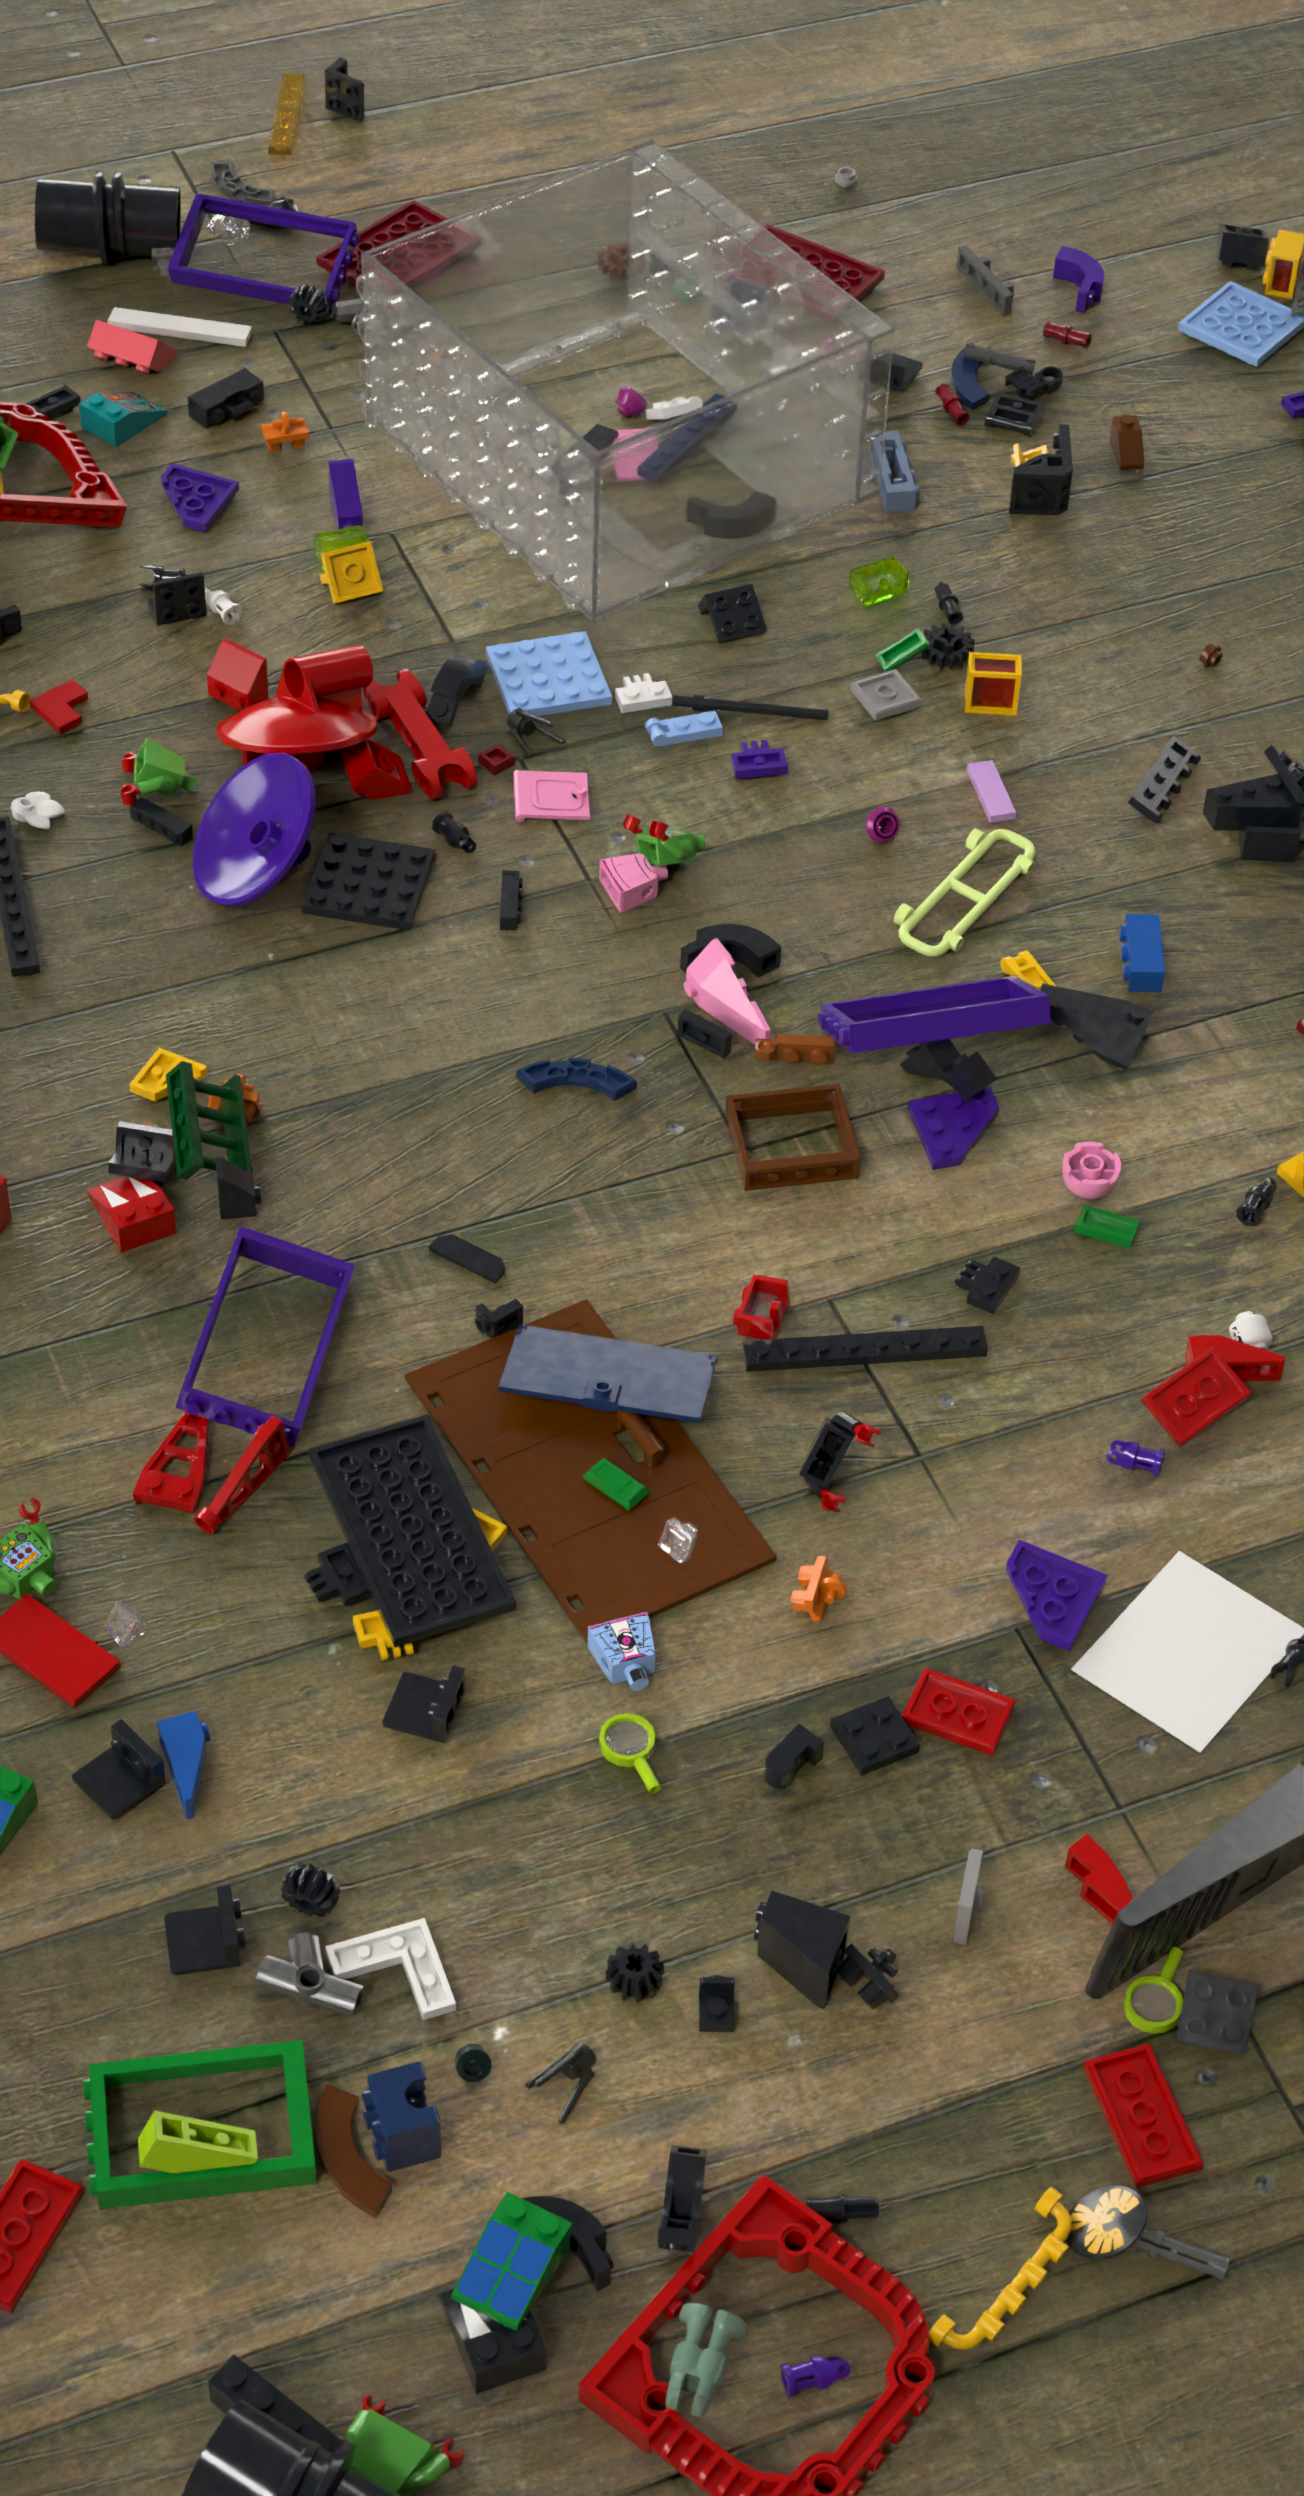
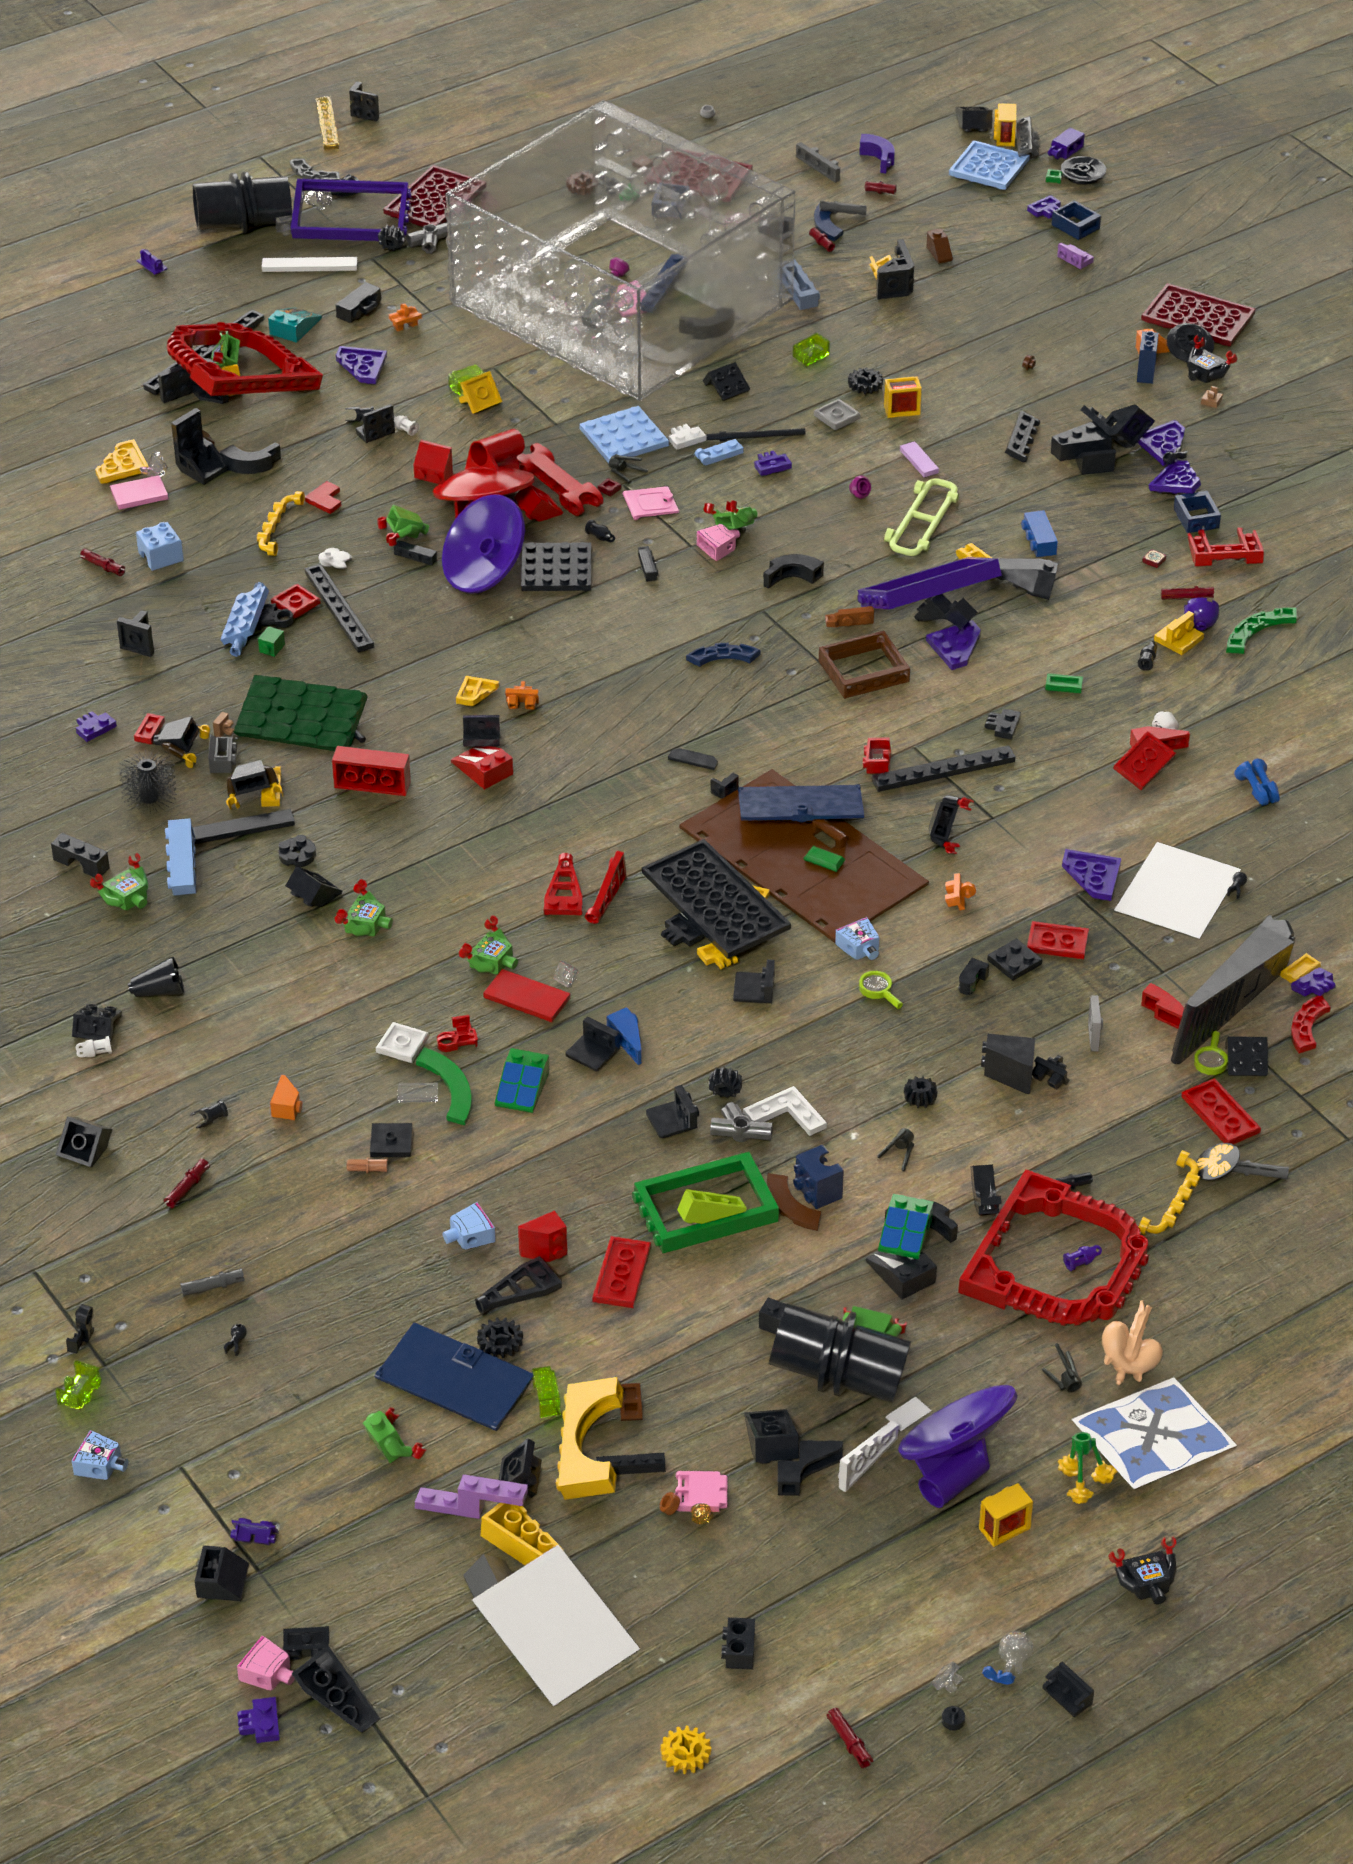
camera: 10 degrees left, 5 degrees down
(129, 347) = (284, 280): coral slope -> none
(185, 1122) = (508, 714): dark green fence -> none
(236, 1191) = (543, 744): black slope -> none
(287, 1258) = (598, 774): dark purple door -> none
(344, 494) = (459, 348): dark purple slope -> none
(450, 685) = (569, 444): black arch -> none
(472, 2063) = (846, 1149): black tile -> none
(673, 408) = (648, 266): white plate -> none
(678, 1539) = (871, 879): clear tile -> none
(700, 2369) = (1022, 1258): sand green piece -> none
(704, 1033) = (792, 617): black plate -> none
(716, 2004) = (970, 1099): black bracket -> none
(722, 995) = (796, 593): bright pink wedge -> none
(902, 650) = (838, 388): green tile -> none
(948, 603) = (858, 356): black axle -> none
(1017, 409) = (862, 239): black plate -> none
(1035, 386) = (869, 221): black piece -> none
(1090, 1170) = (1047, 653): bright pink cylinder -> none
(1134, 1456) = (1118, 797): dark purple piece -> none

